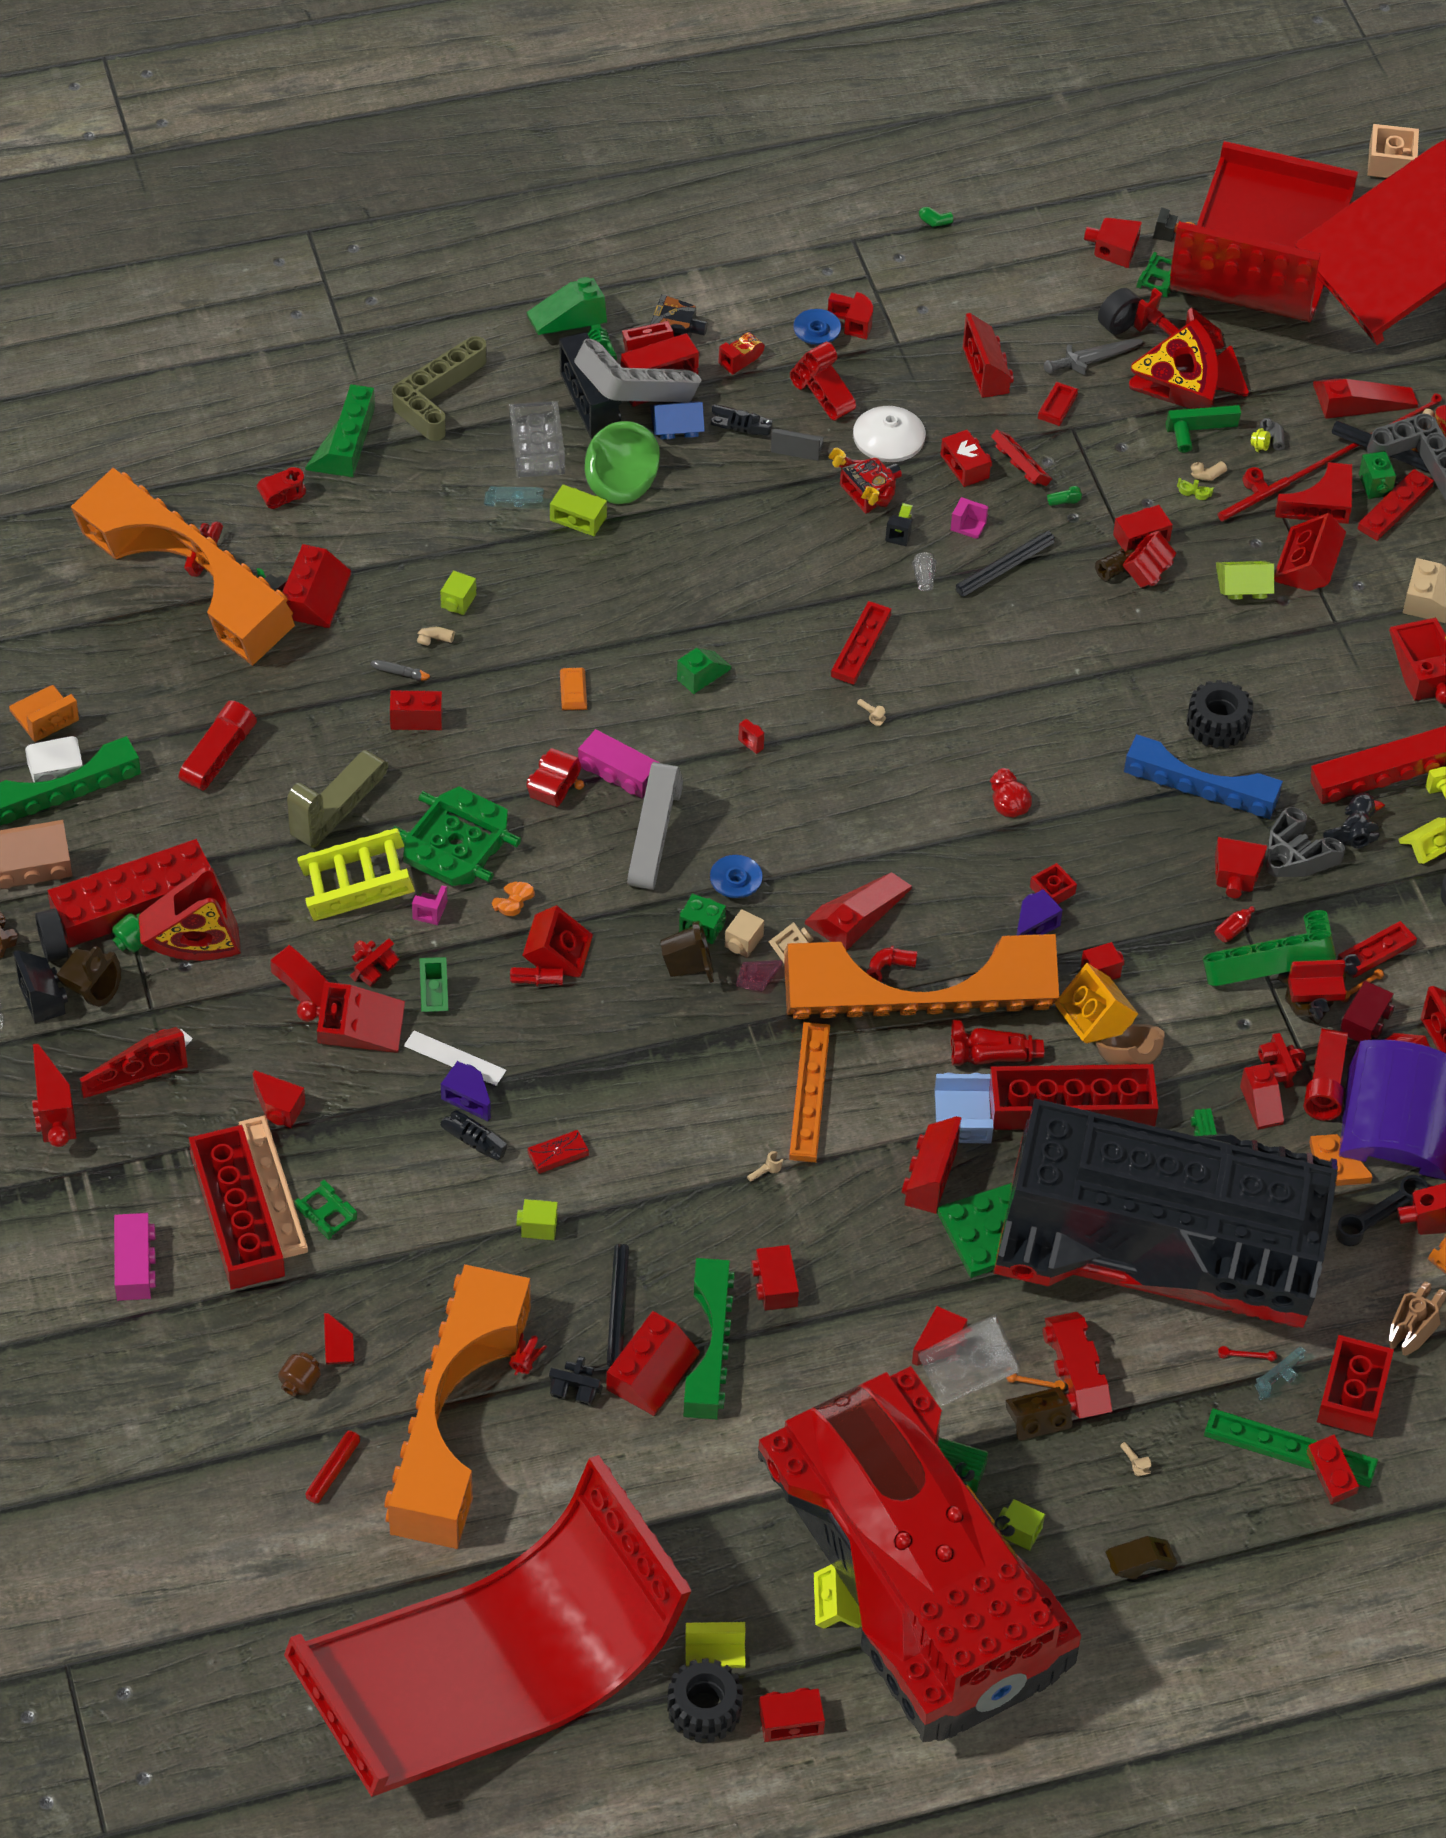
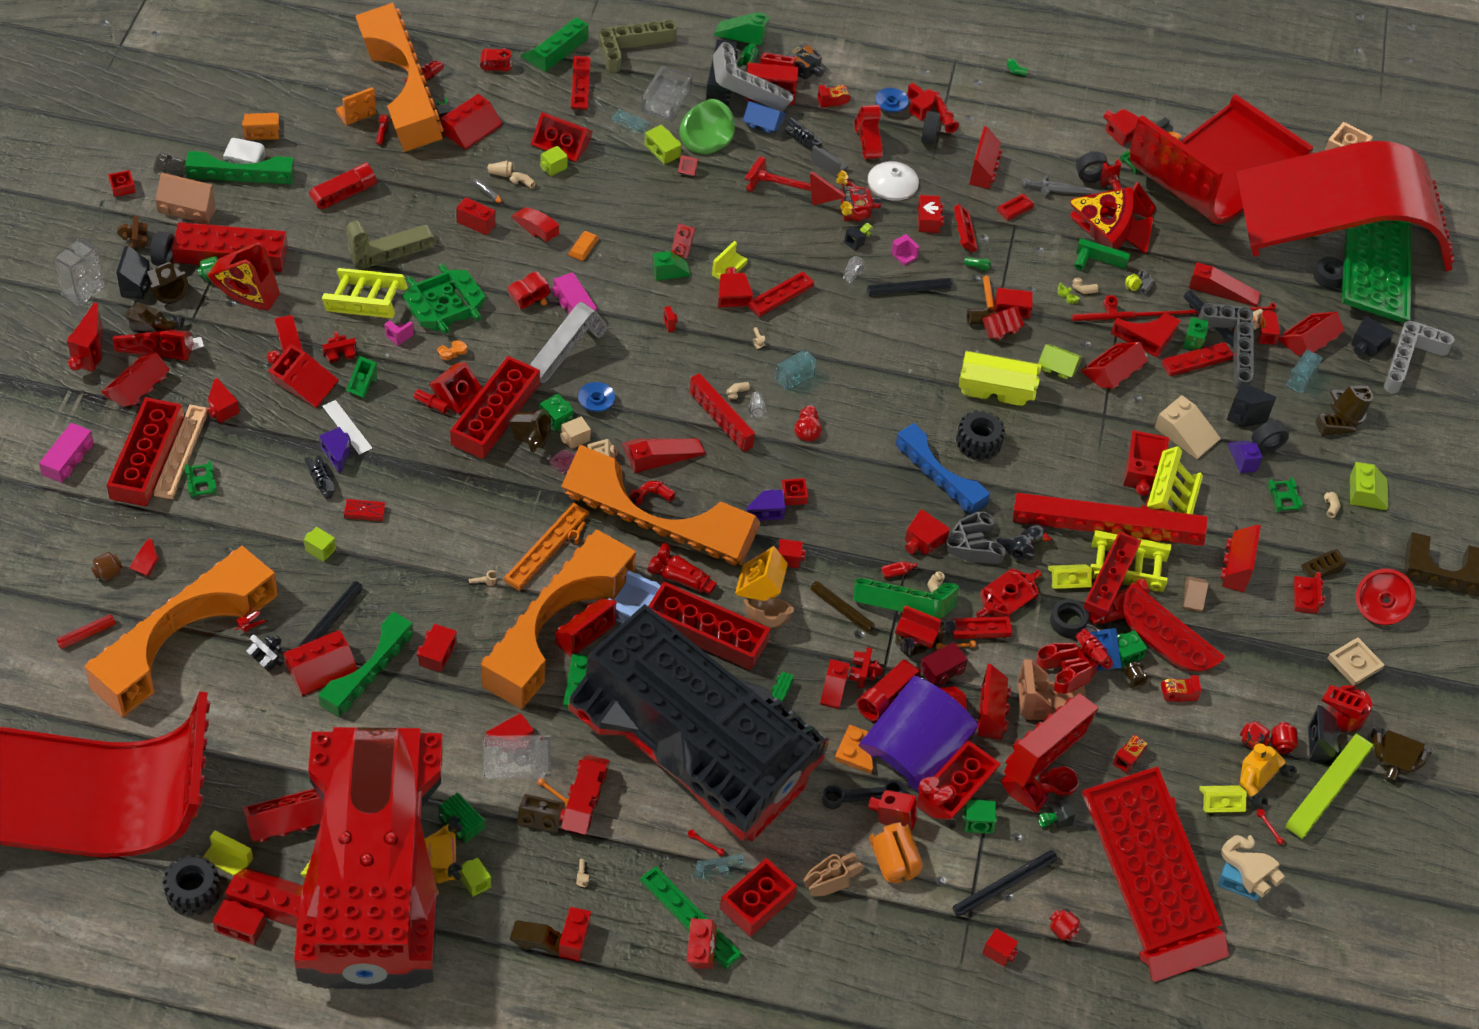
camera: 25 degrees right, 0 degrees up
(105, 1036) = (148, 319): none -> dark brown torso
(147, 1121) = (137, 380): none -> red slope
(154, 632) = (357, 106): none -> orange bracket
(203, 640) = (383, 126): none -> red bar
(400, 632) = (501, 168): none -> tan cone
(413, 474) = (580, 82): none -> red slope
(438, 553) = (558, 132): none -> red slope
(497, 685) = (537, 223): none -> red slope
(626, 946) = (494, 407): none -> red brick
(629, 524) = (688, 165): none -> red plate
(698, 626) = (683, 240): none -> red hips
(751, 1559) = (283, 815): none -> red slope
(771, 633) = (727, 259): none -> neon yellow panel
(802, 662) = (734, 289): none -> red torso
(820, 484) = (820, 189): none -> red piece
(822, 1663) = (268, 893): none -> red slope
(834, 1058) = (575, 533): none -> orange hand
(890, 1243) = (595, 572): none -> orange arch
(892, 789) = (735, 388): none -> tan arm
(893, 343) = (930, 127): none -> black tyre
(897, 319) = (946, 116): none -> red pin
(900, 826) = (721, 412): none -> red piece
(934, 799) = (757, 406): none -> clear cone
(948, 731) = (795, 369): none -> clear light blue brick
(1102, 529) = (988, 292): none -> orange piece
(1182, 1530) = (574, 933): none -> red brick
(1201, 628) = (1007, 378): none -> neon yellow brick
(1204, 999) = (842, 606): none -> dark brown axle
(1288, 920) = (935, 581): none -> tan arm
(1376, 908) = (1002, 603): none -> red plate

